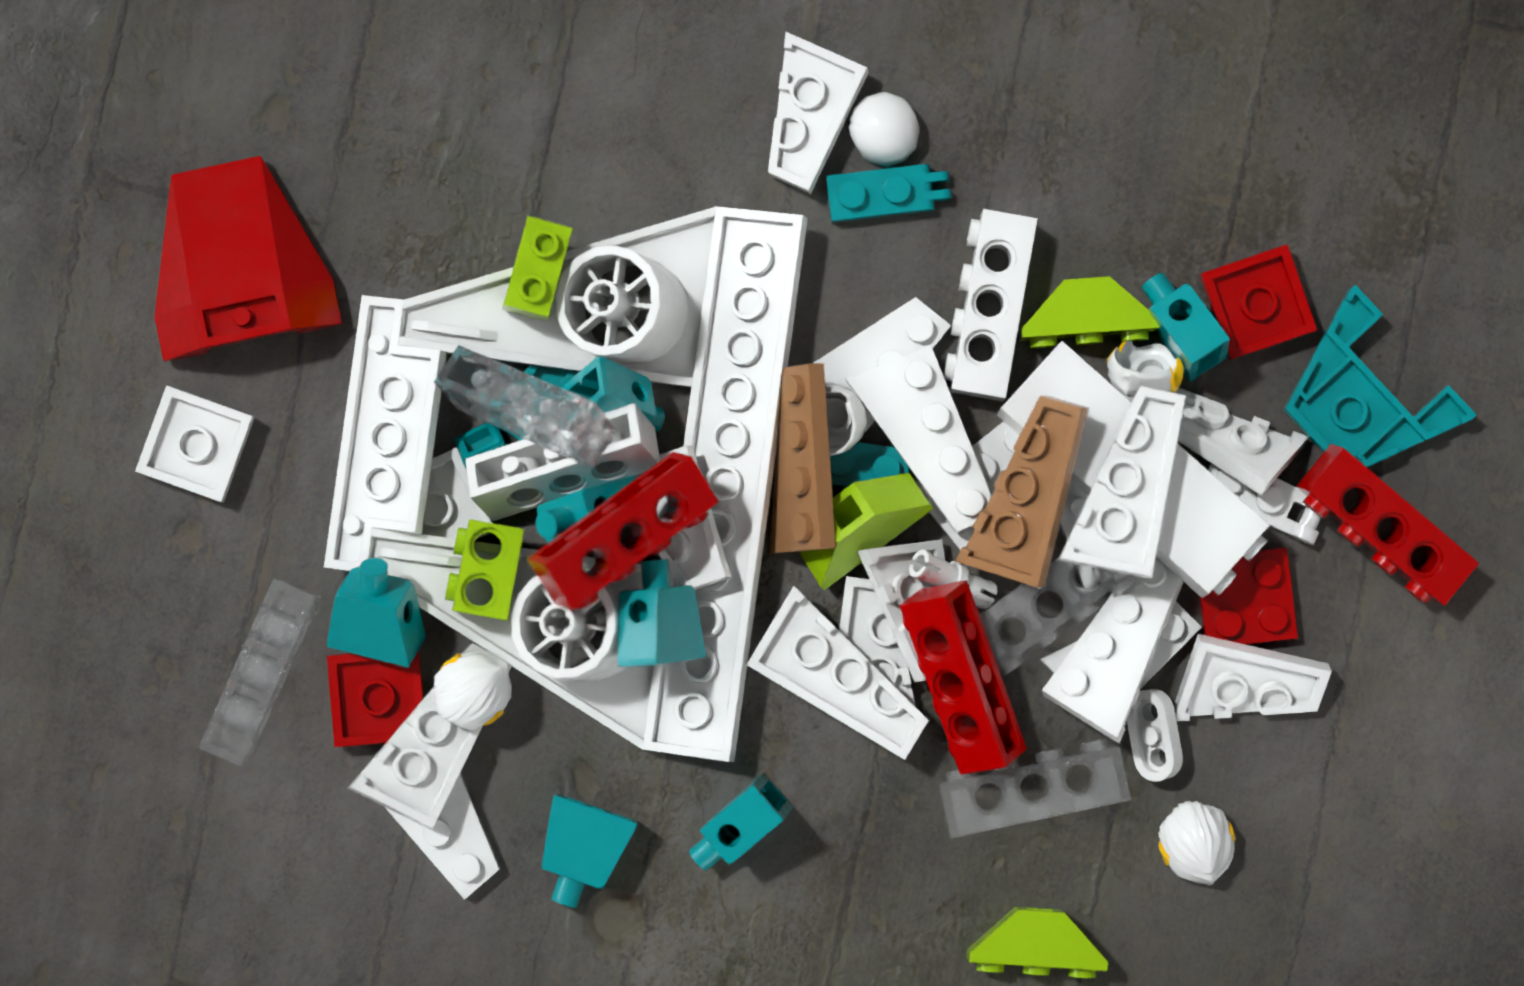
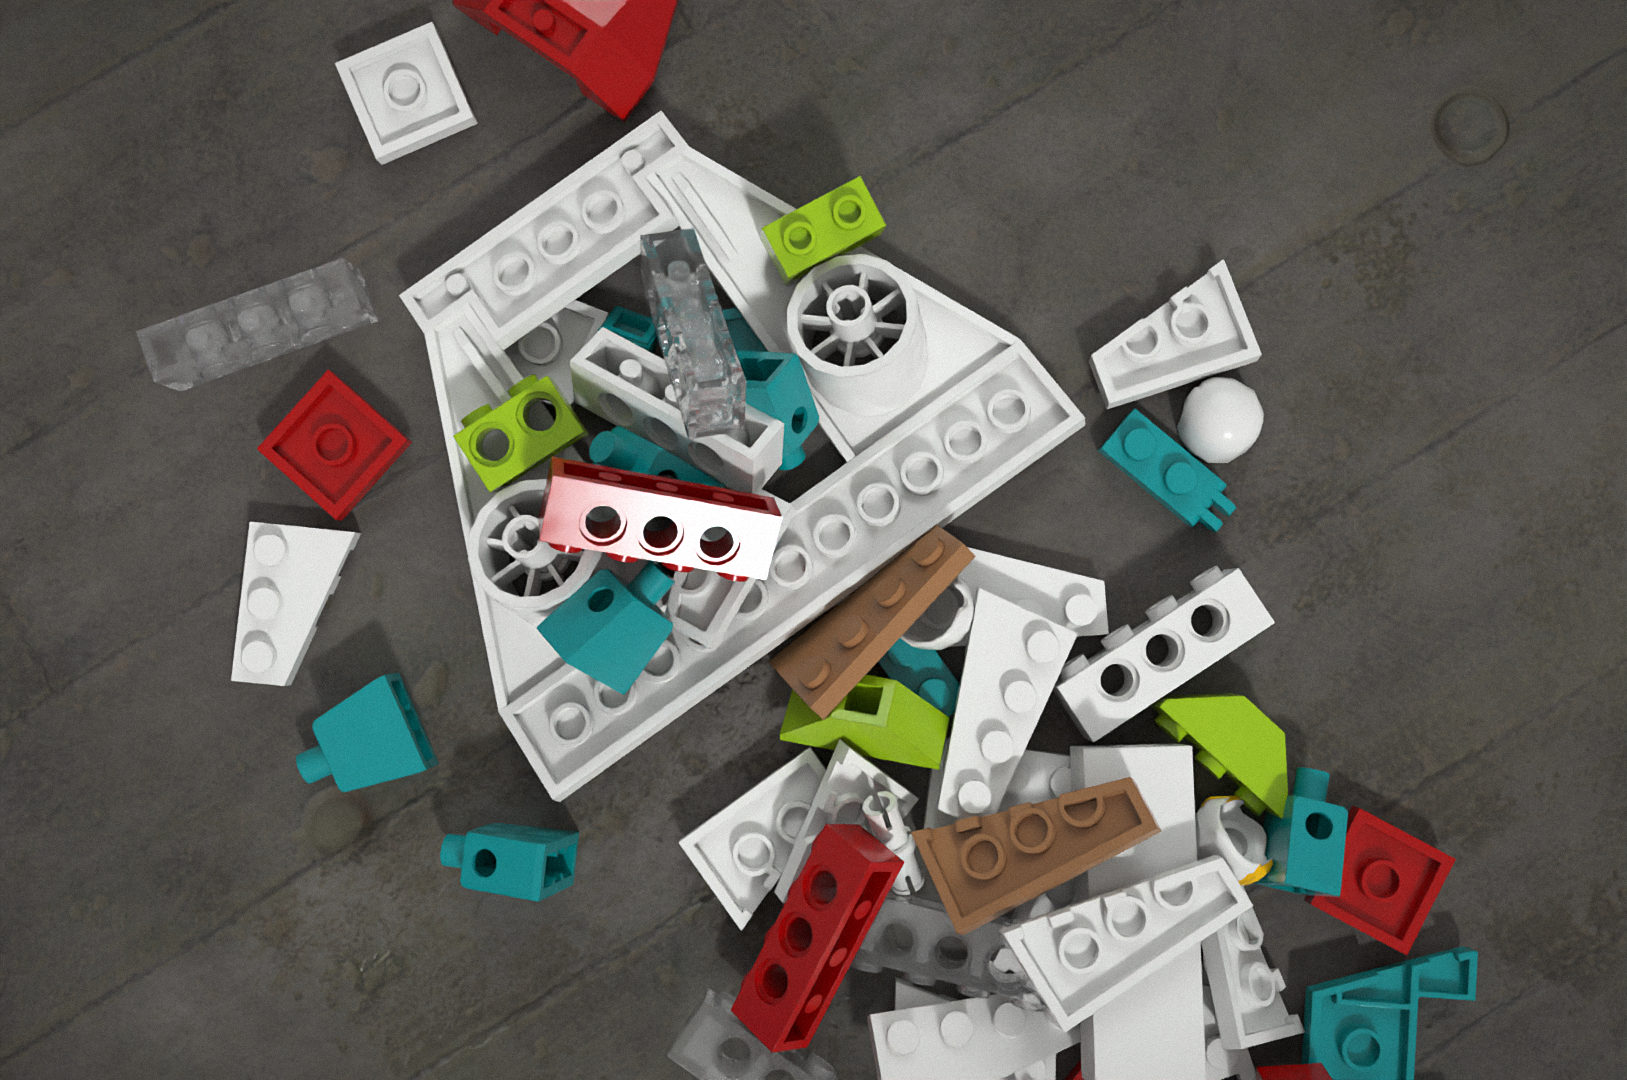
camera: 55 degrees right, 0 degrees up
(376, 615) = (396, 378): teal torso -> none
(418, 763) = (322, 531): white wing -> none
(472, 689) = (408, 518): white hair -> none
(829, 672) = (711, 814): white wing -> none

